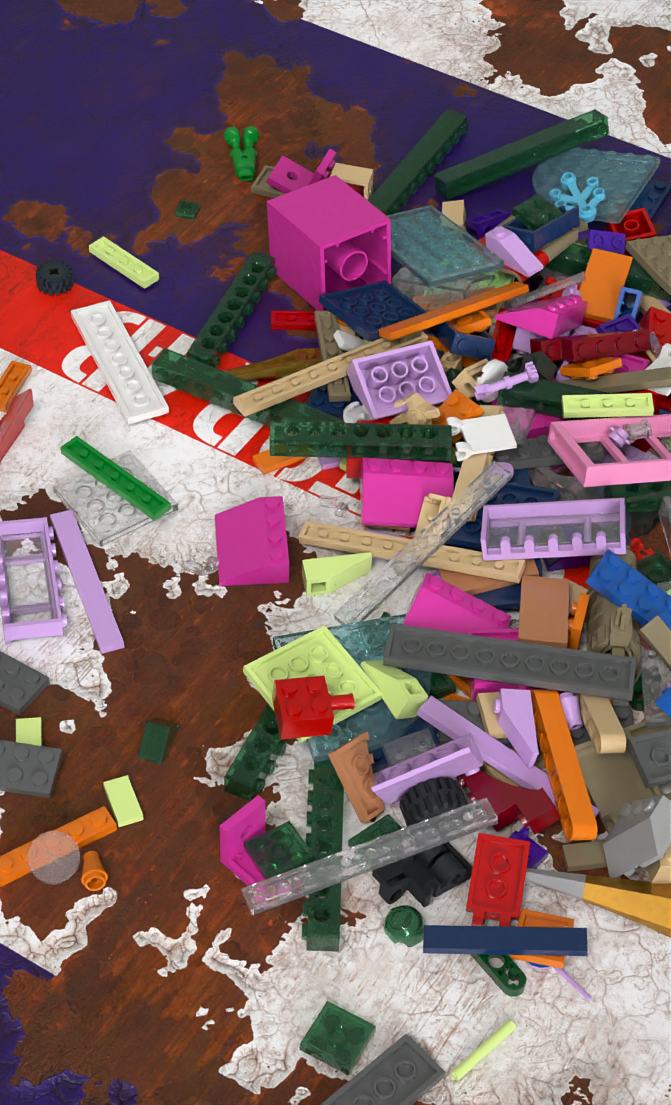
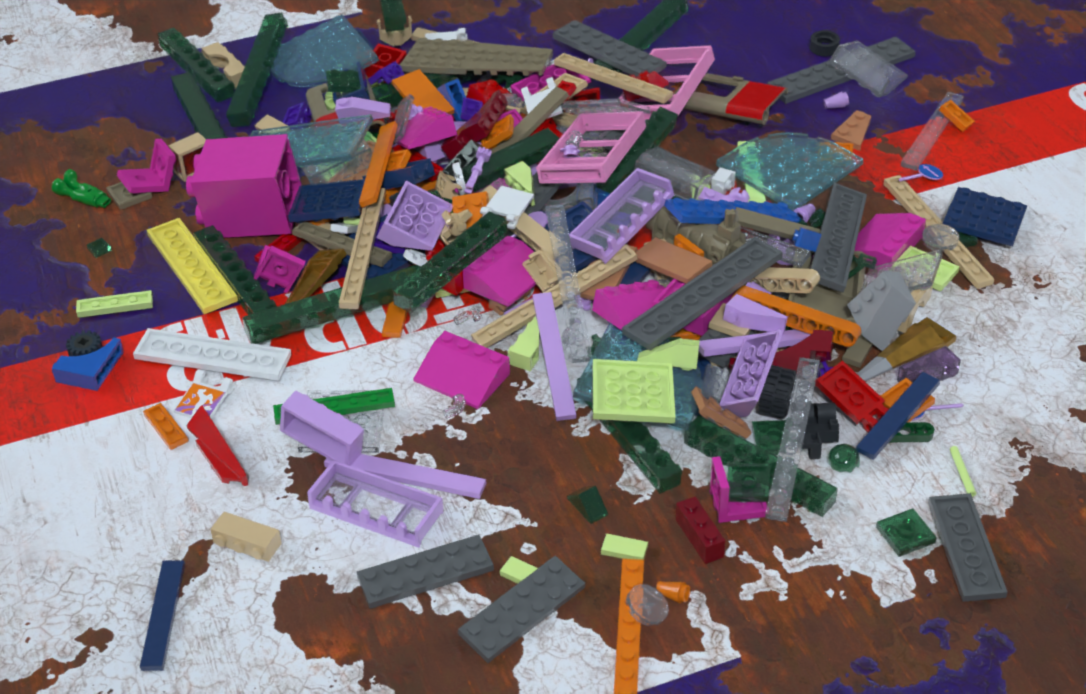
camera: 50 degrees left, 5 degrees down
(34, 298) = (90, 369): none -> blue arch
(63, 388) = (203, 394): none -> flag
(65, 484) = (321, 429): none -> lavender piece
(188, 849) = (700, 530): none -> dark red brick
(216, 277) = (192, 266): none -> light yellow plate
(251, 336) = (288, 269): none -> dark pink bracket
(306, 707) = (660, 398): red brick -> none
(336, 590) = (554, 357): none -> lavender tile
(491, 112) = (193, 61): none -> clear green brick
(517, 121) = (223, 58): none -> tan arch
(536, 430) = (520, 178): none -> yellowish green slope
(568, 182) = (316, 60): medium azure plant -> none
(607, 405) = (545, 139): yellowish green plate -> none
(622, 938) = (939, 364): none -> clear purple slope

